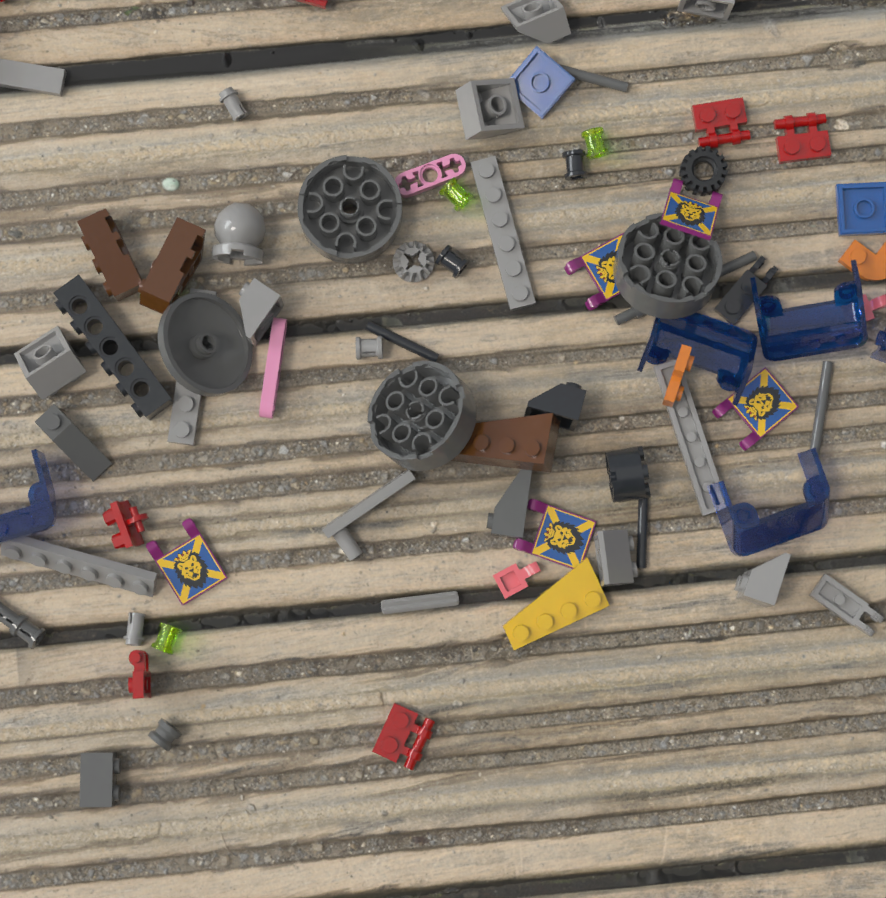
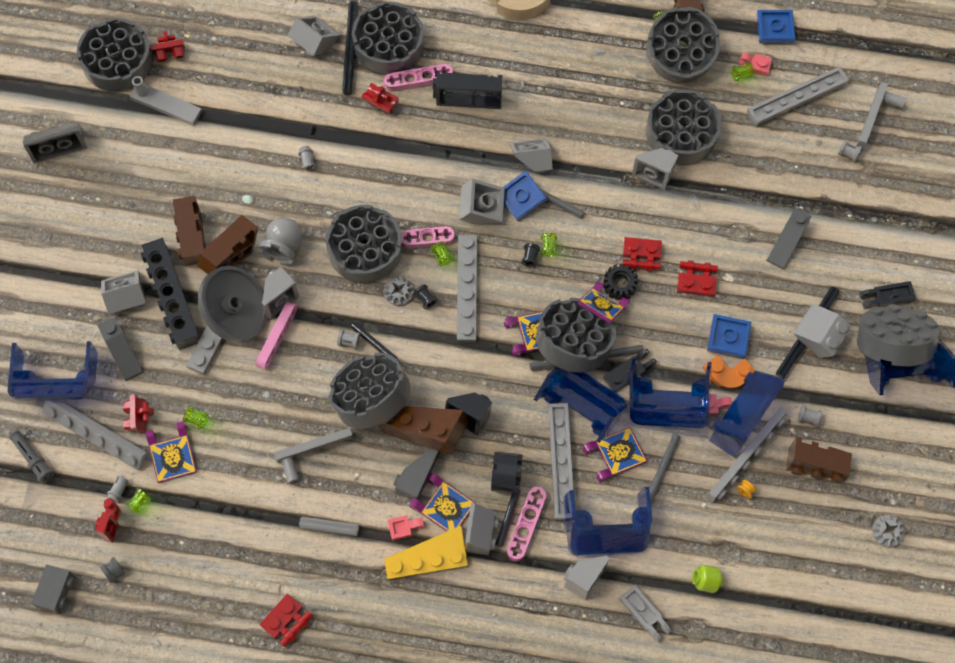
camera: 15 degrees right, 15 degrees down
(203, 507) = (195, 417): none -> clear neon green bush
(671, 531) = (523, 522): none -> bright pink beam
(683, 363) = (564, 405): orange plate -> none

